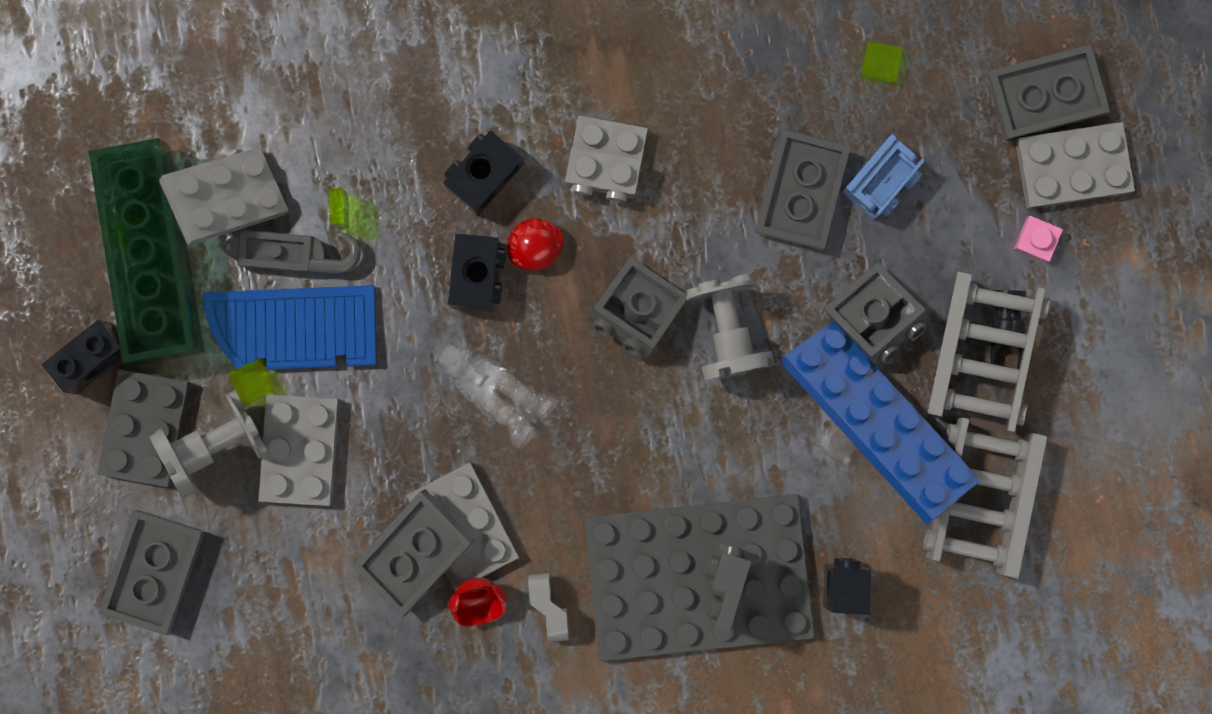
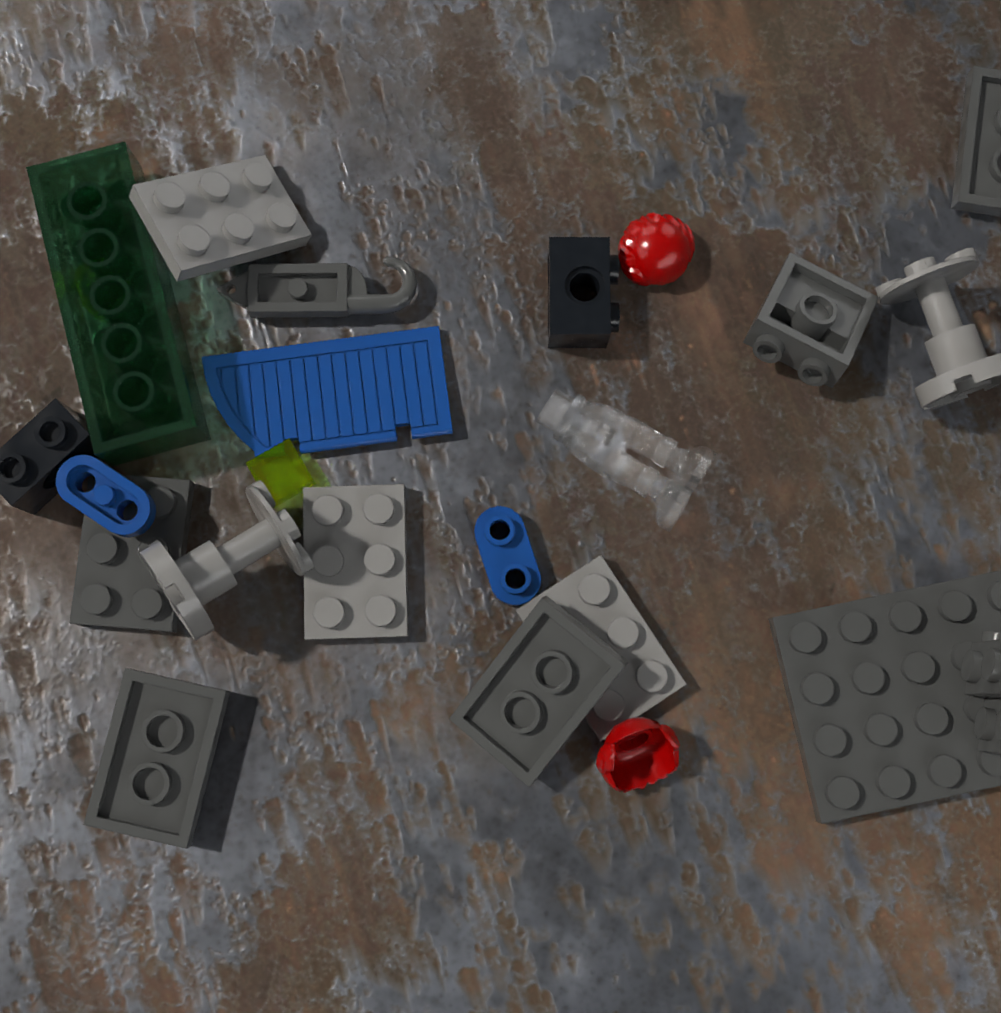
camera: 10 degrees left, 5 degrees down
(129, 392) = (107, 498): none -> blue plate
(339, 208) = (381, 223): clear neon green tile -> none
(405, 456) = (507, 555): none -> blue plate
(480, 192) = (567, 185): black brick -> none
(555, 614) = (751, 766): light grey piece -> none
(605, 159) = (738, 130): light grey plate -> none

